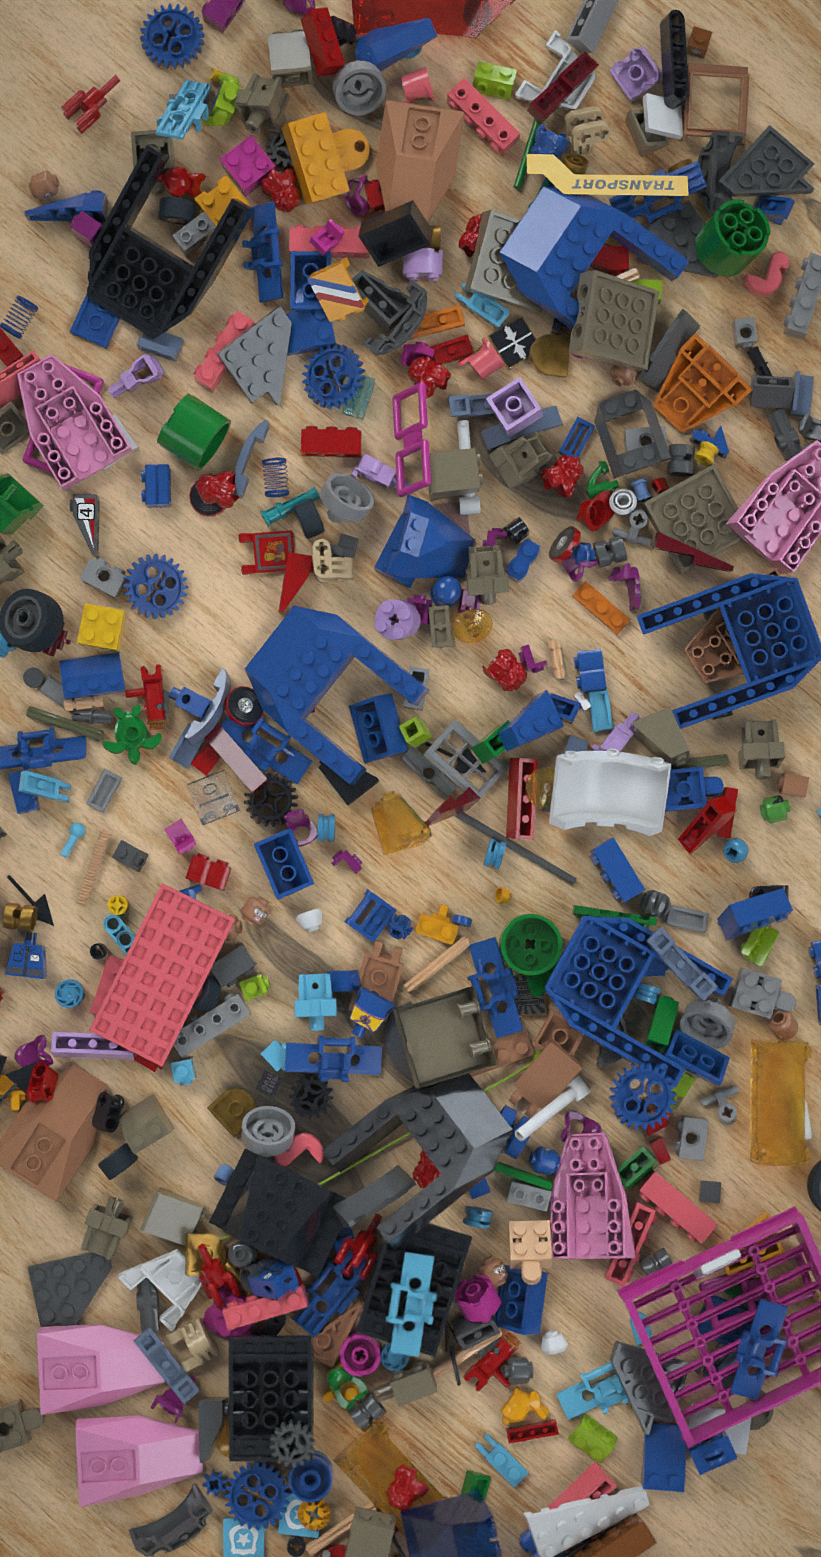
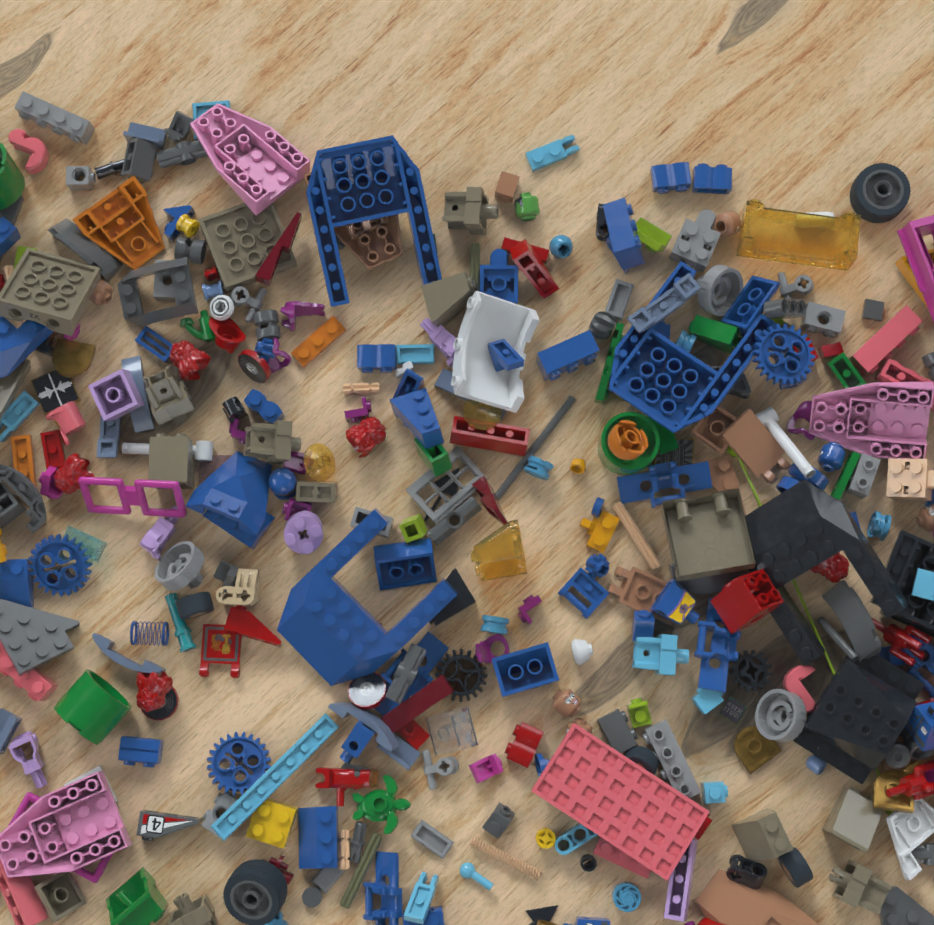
camera: 85 degrees left, 5 degrees down
(146, 624) = (274, 777): none -> medium azure tile
(176, 789) = (439, 767): none -> light grey piece
(264, 742) = (406, 673): none -> dark grey piece
(331, 442) = (123, 575): red brick -> none
(353, 1183) = (838, 639): none -> dark grey bar
(380, 1083) = (746, 600): none -> red brick
(528, 940) = (627, 441): none -> orange cylinder
(607, 804) = (504, 356): none -> blue slope
(694, 1094) = (784, 308): none -> dark grey beam

